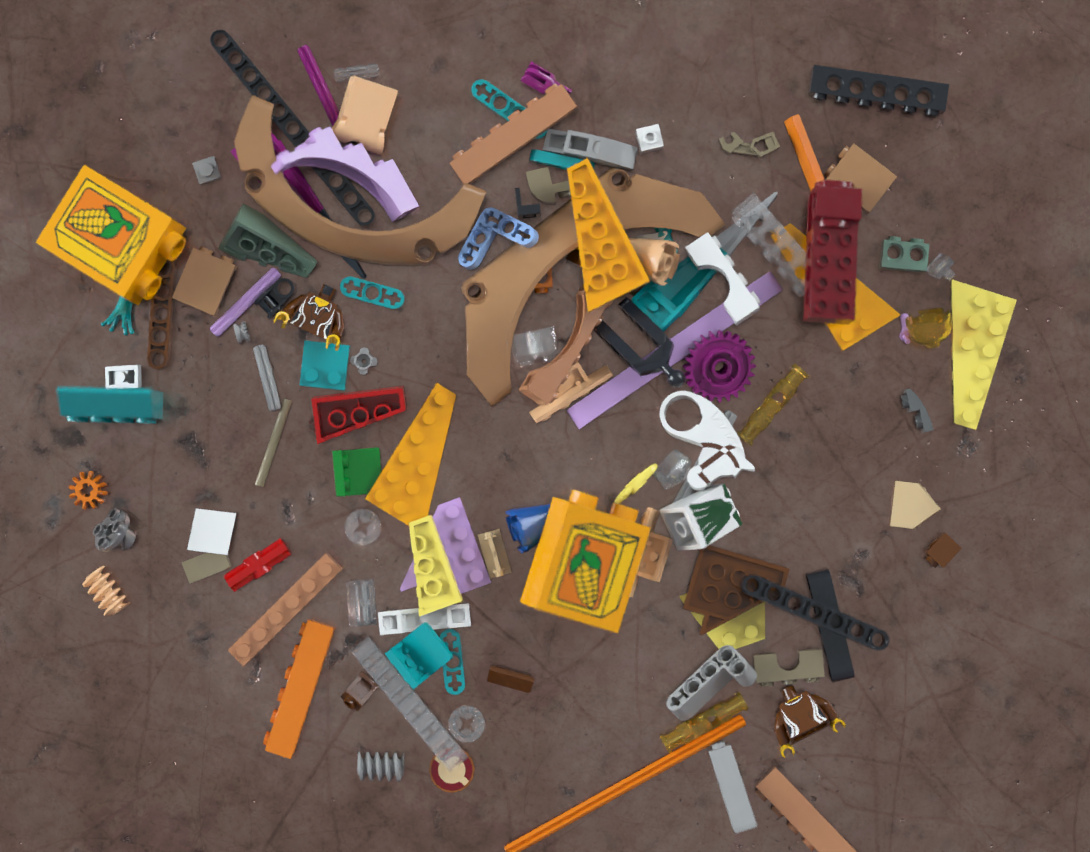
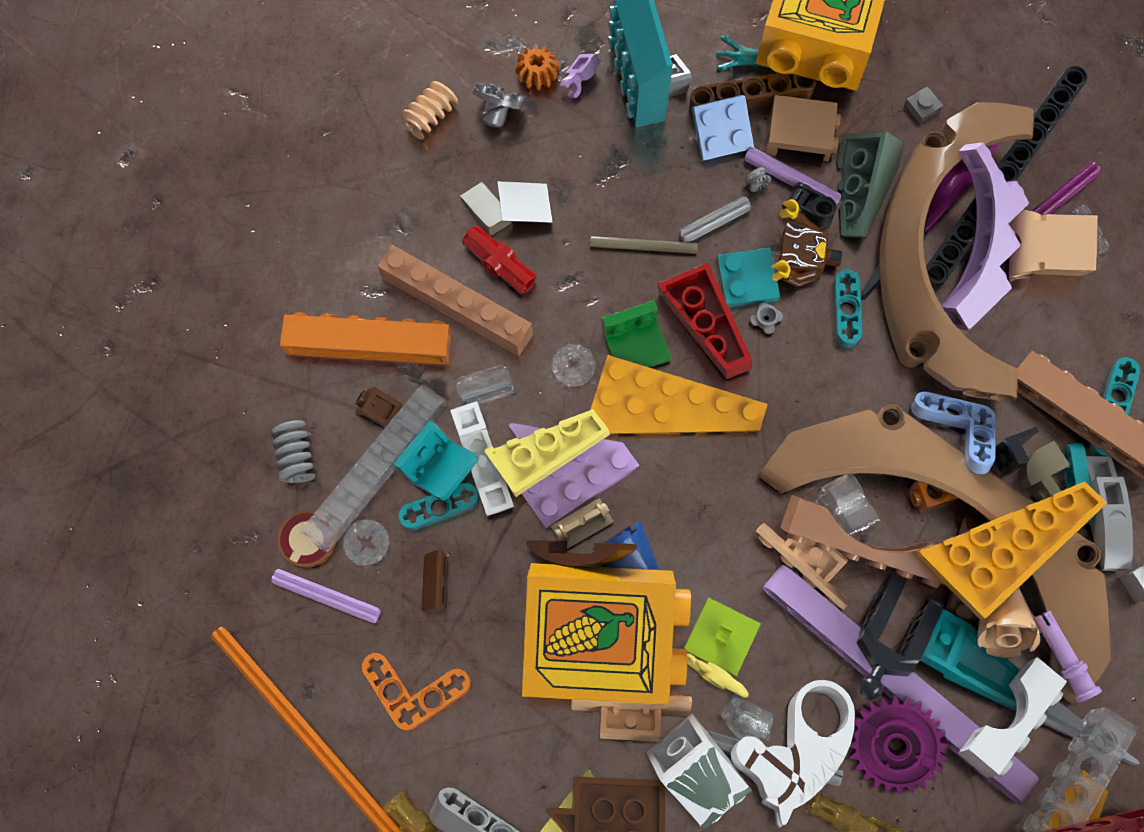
camera: 75 degrees right, 15 degrees down
(101, 453) = (581, 69): none -> lavender plate
(188, 349) = (723, 127): none -> light blue plate
(500, 763) = (326, 596): none -> lavender axle
(514, 580) = (603, 553): none -> reddish brown slope
(594, 720) = (404, 700): none -> orange beam
(607, 469) = (722, 636): none -> lime piece
(700, 223) = (1073, 669): none -> lavender pin

